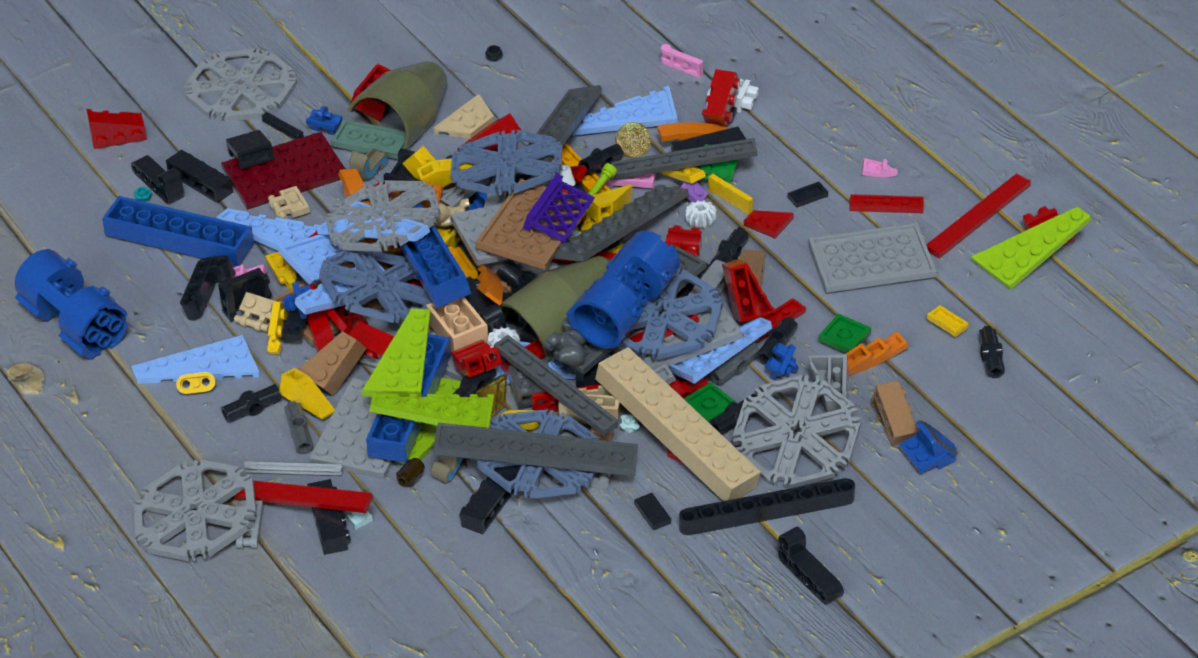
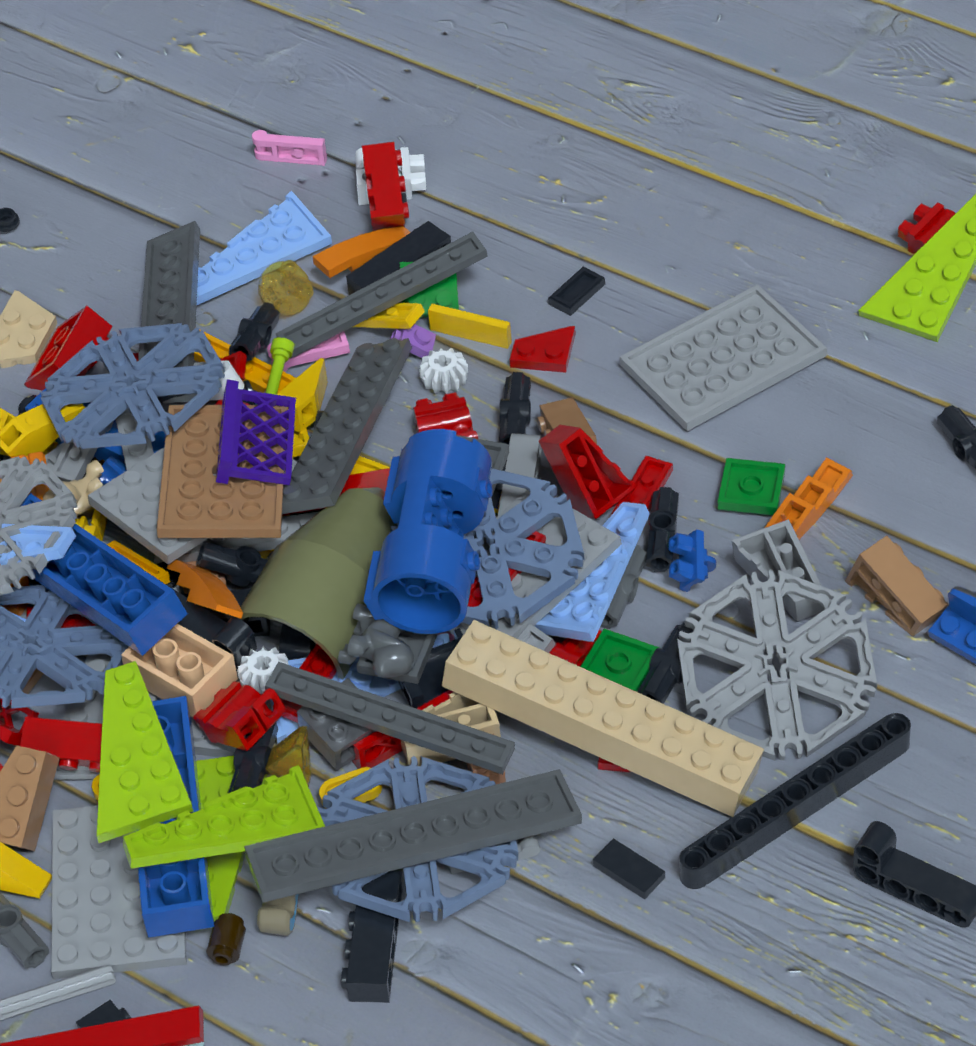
camera: 20 degrees left, 5 degrees up
(629, 423) = (518, 733): light aqua plate -> none
(877, 169) = (653, 222): bright pink slope -> none
(886, 203) = (694, 269): red tile -> none
(947, 321) = (883, 417): yellow plate -> none
(978, 215) = (831, 246): red tile -> none

